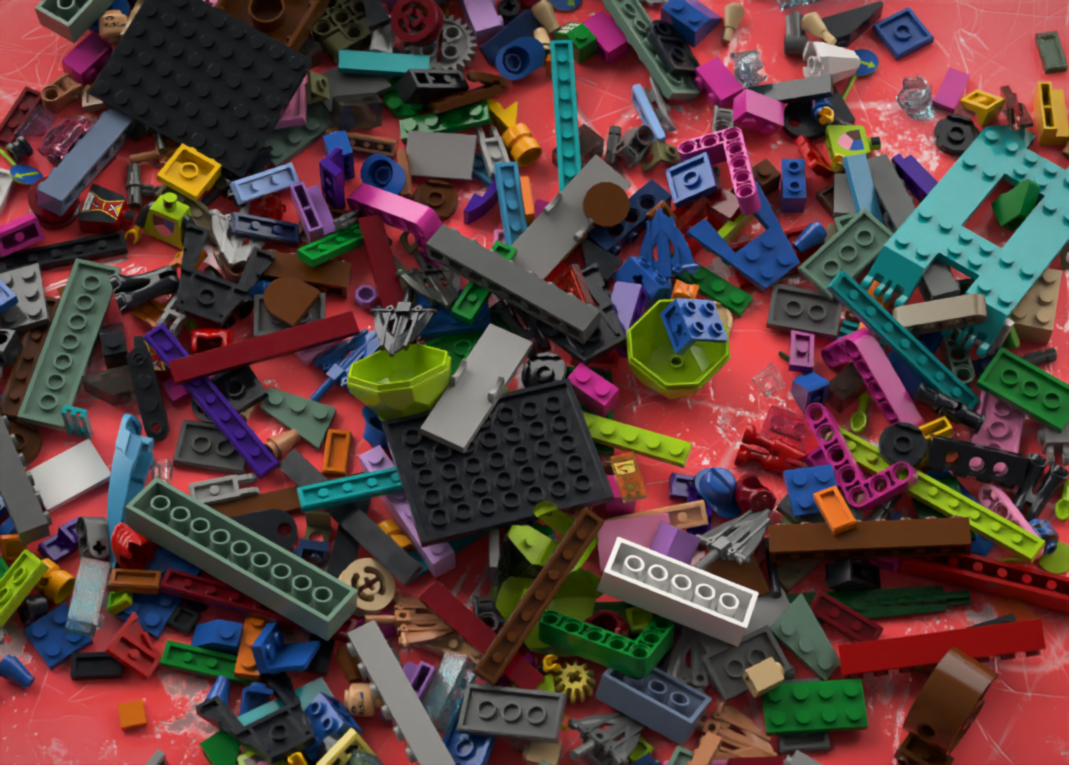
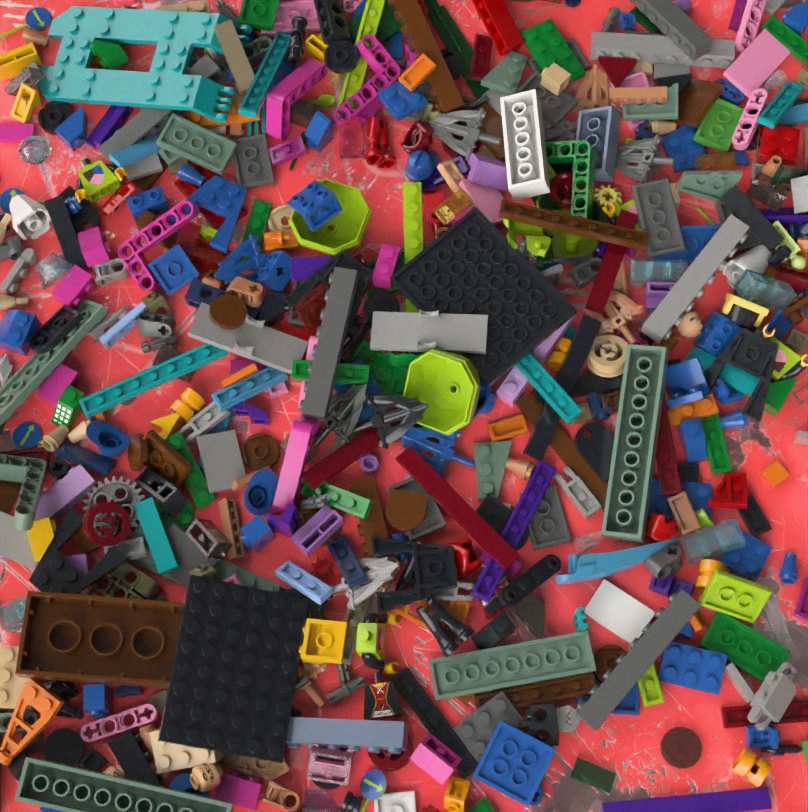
camera: 110 degrees left, 10 degrees up
(628, 232) = (246, 291): none -> nougat piece
(658, 474) = (430, 200): none -> red torso
(763, 39) = (18, 272): none -> light grey hinge
(927, 144) = (74, 130): none -> blue slope

